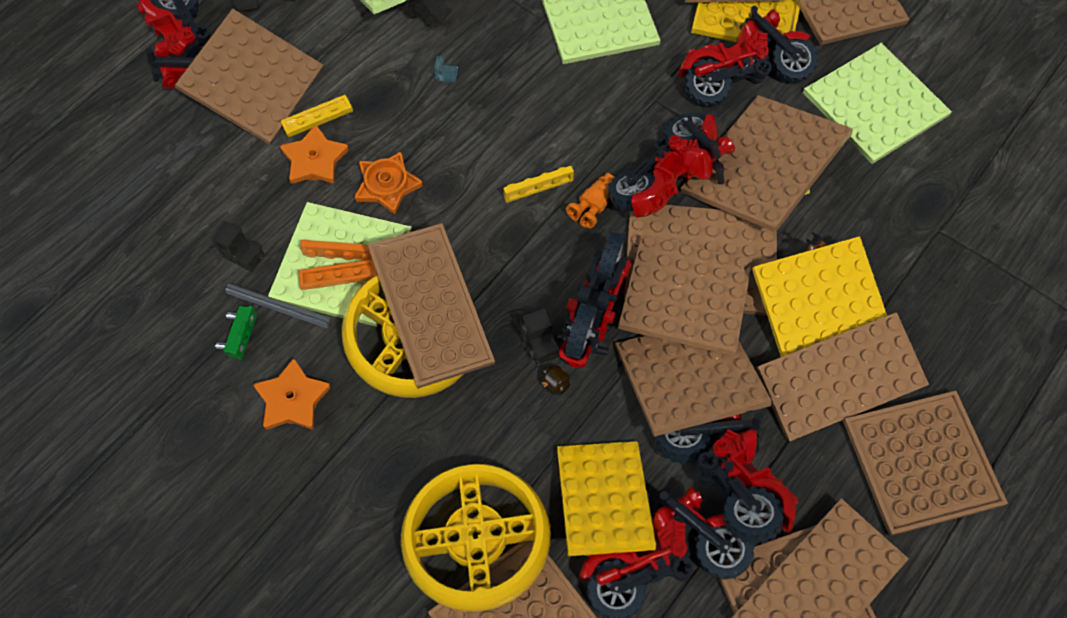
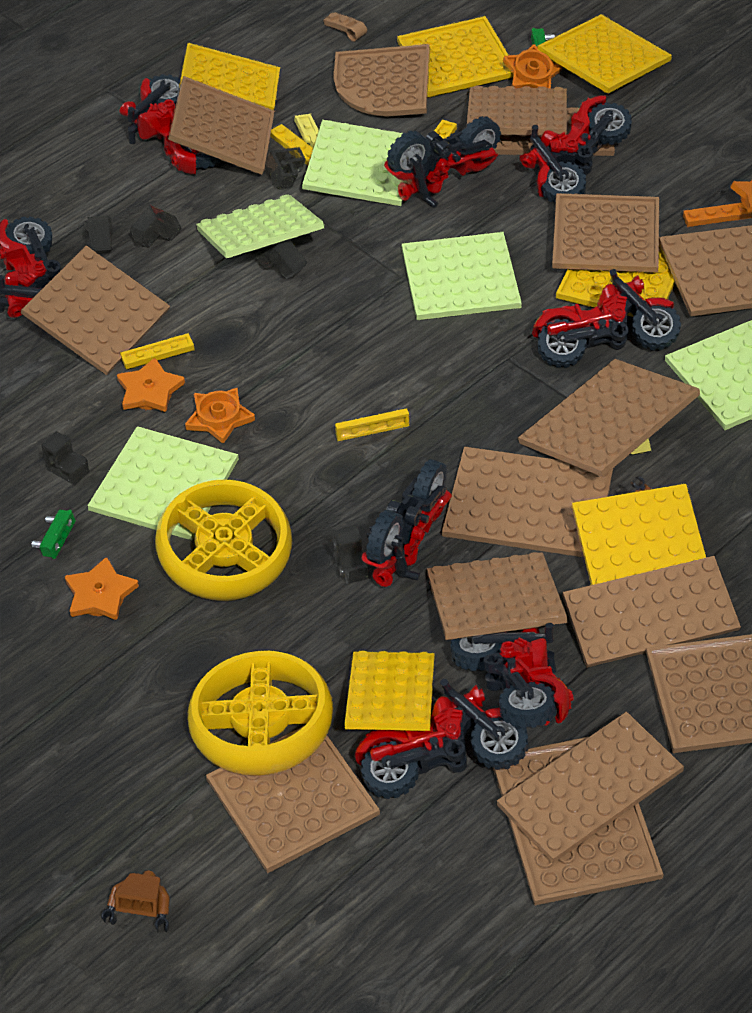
camera: 10 degrees right, 15 degrees down
(278, 305) = (97, 514): dark grey axle -> none
(335, 250) = (163, 467): orange plate -> none
(336, 274) = (156, 487): orange plate -> none
(430, 305) = (245, 512): medium nougat plate -> none
(445, 72) = (292, 320): clear light blue panel -> none
(555, 380) = (361, 595): dark brown head -> none
(594, 197) = (427, 441): orange piece -> none
(686, 151) = (522, 403): piece -> none
(686, 295) = (503, 527): medium nougat plate -> none

